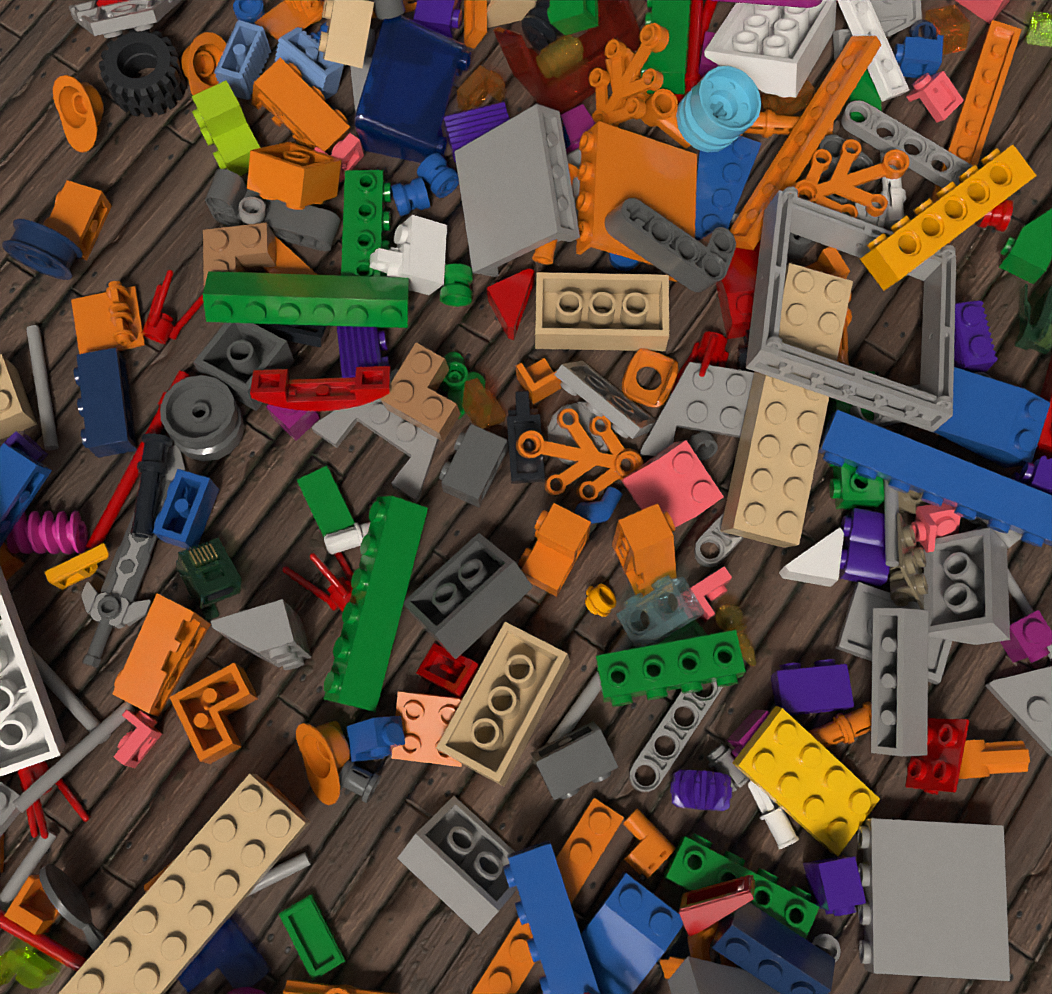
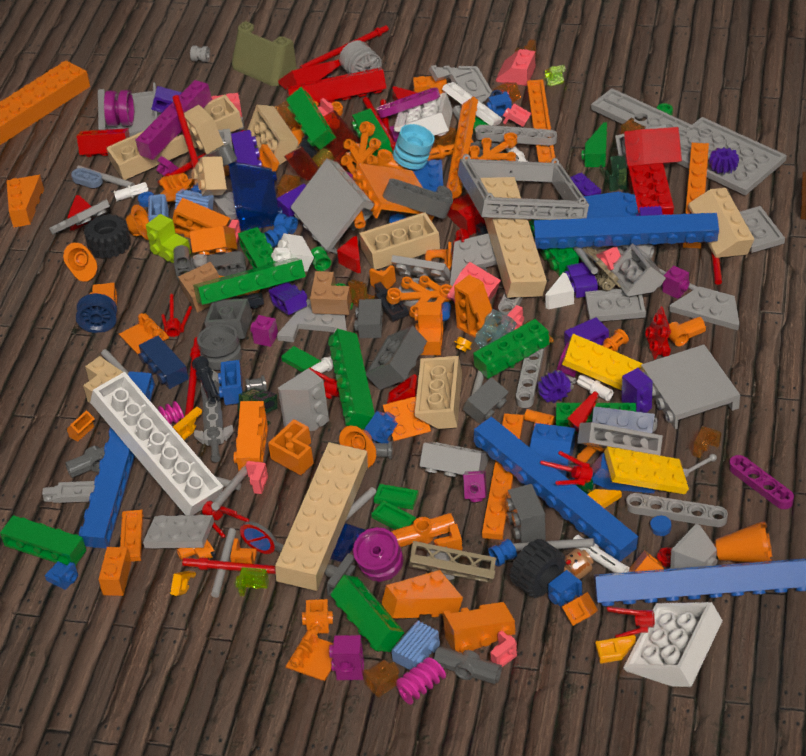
camera: 20 degrees left, 30 degrees down
(226, 527) = (257, 383): none -> dark grey bush
(320, 394) = (298, 298): red slope -> none
(337, 891) = (396, 496): none -> green tile
(465, 953) = (475, 485): none -> magenta brick
(899, 682) = (623, 310): light grey brick -> none
(947, 217) = (545, 145): light orange brick -> none
(998, 217) = (570, 146): red wheel -> none

